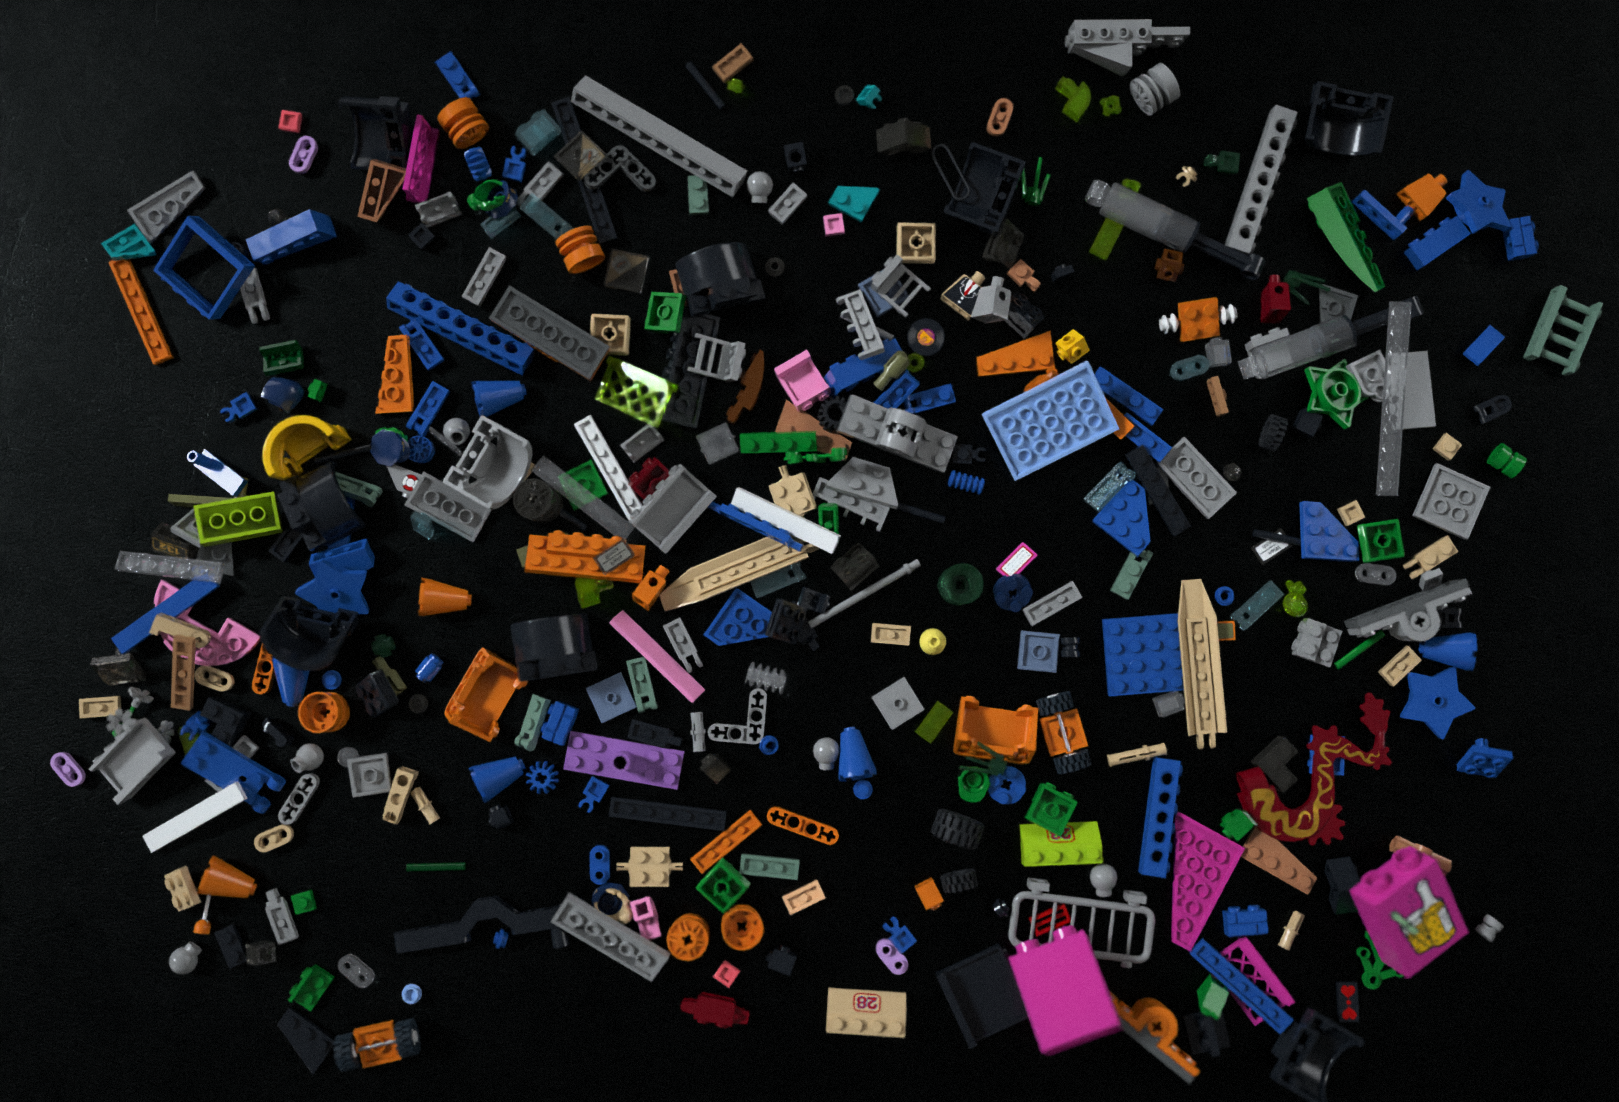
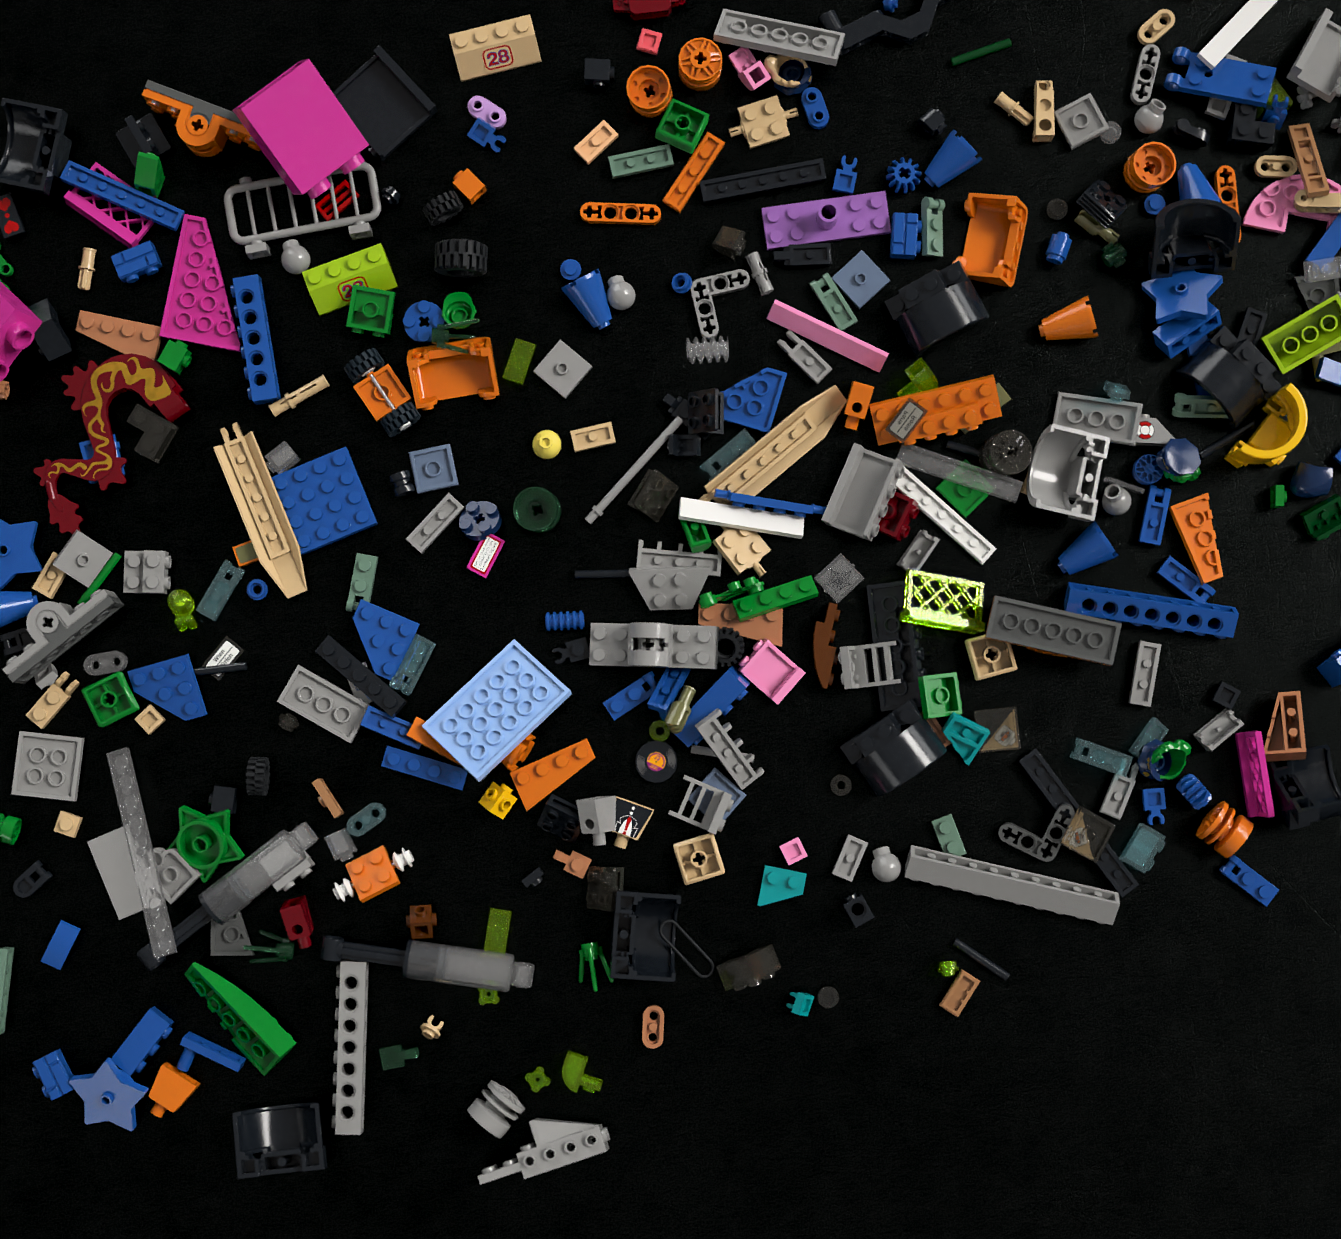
camera: 160 degrees right, 0 degrees up
(580, 249) = (1053, 733): orange wheel -> none
(655, 272) = (965, 736): none -> teal wing
(1370, 671) = (82, 558): none -> light grey plate

